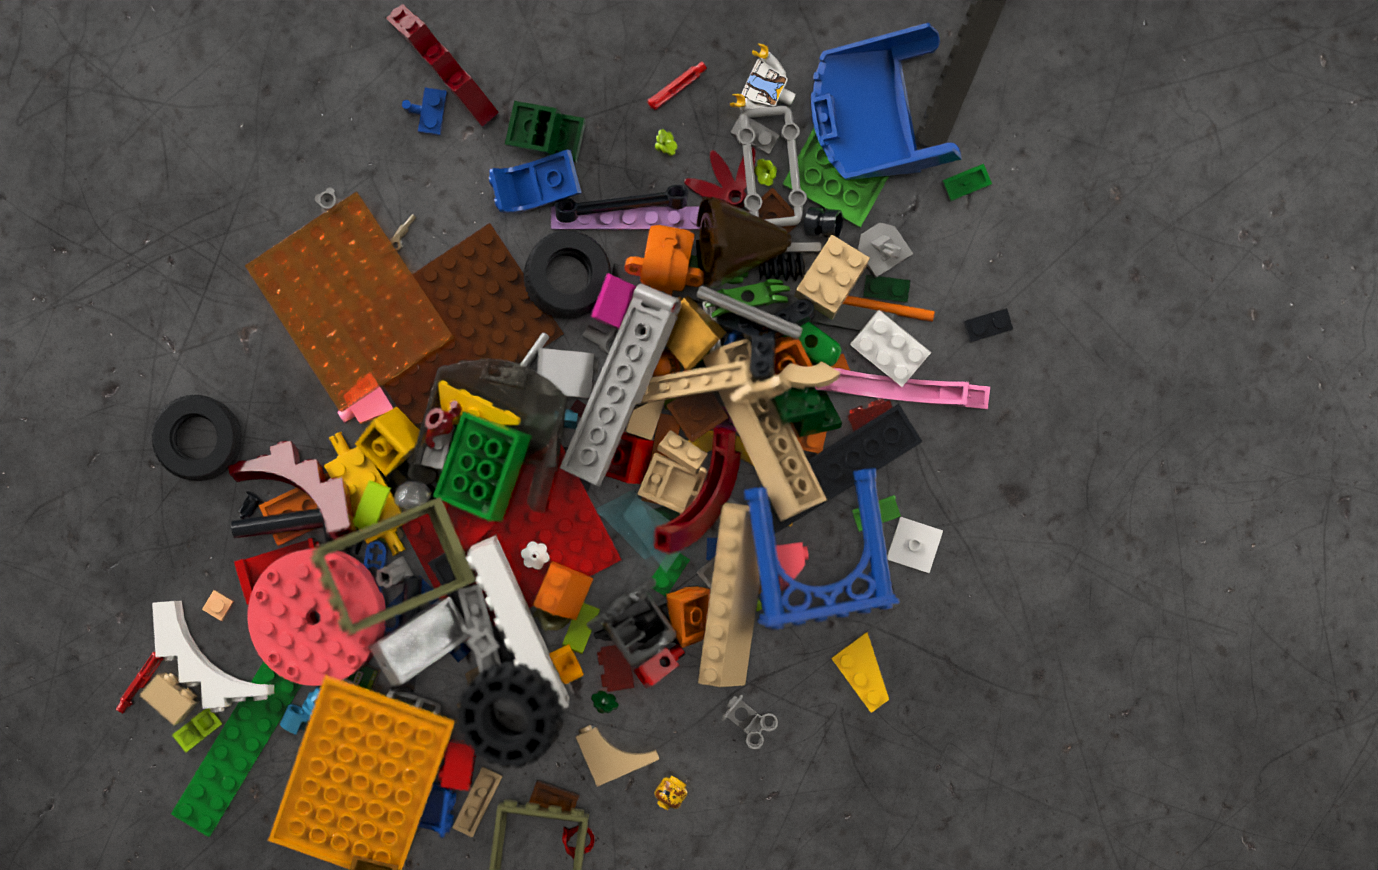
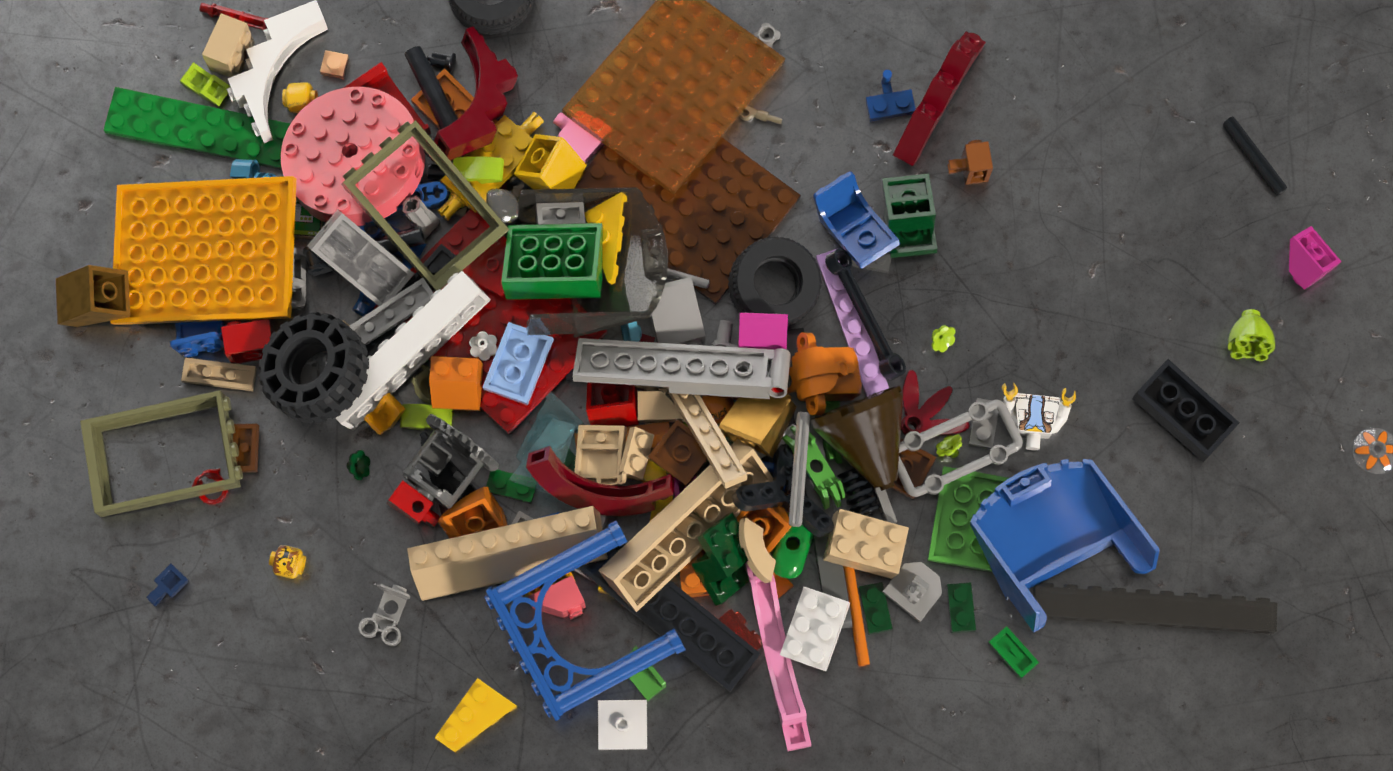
camera: 75 degrees right, 10 degrees down
(240, 647) = (298, 96): none -> yellow head
(440, 422) = (583, 206): dark red piece -> none
(481, 641) = (378, 316): light grey plate -> none
(516, 55) = (974, 162): none -> dark orange brick
(564, 530) = (517, 364): none -> light blue plate
(606, 760) = (301, 484): tan arch -> none
(616, 668) = (391, 465): clear red brick -> none
(676, 86) = (1003, 330): red piece -> none
(767, 389) = (728, 511): tan tile -> none
(821, 222) = (919, 518): black wheel -> none
(911, 213) = (961, 607): none -> dark green plate
(988, 325) = (875, 725): black plate -> none

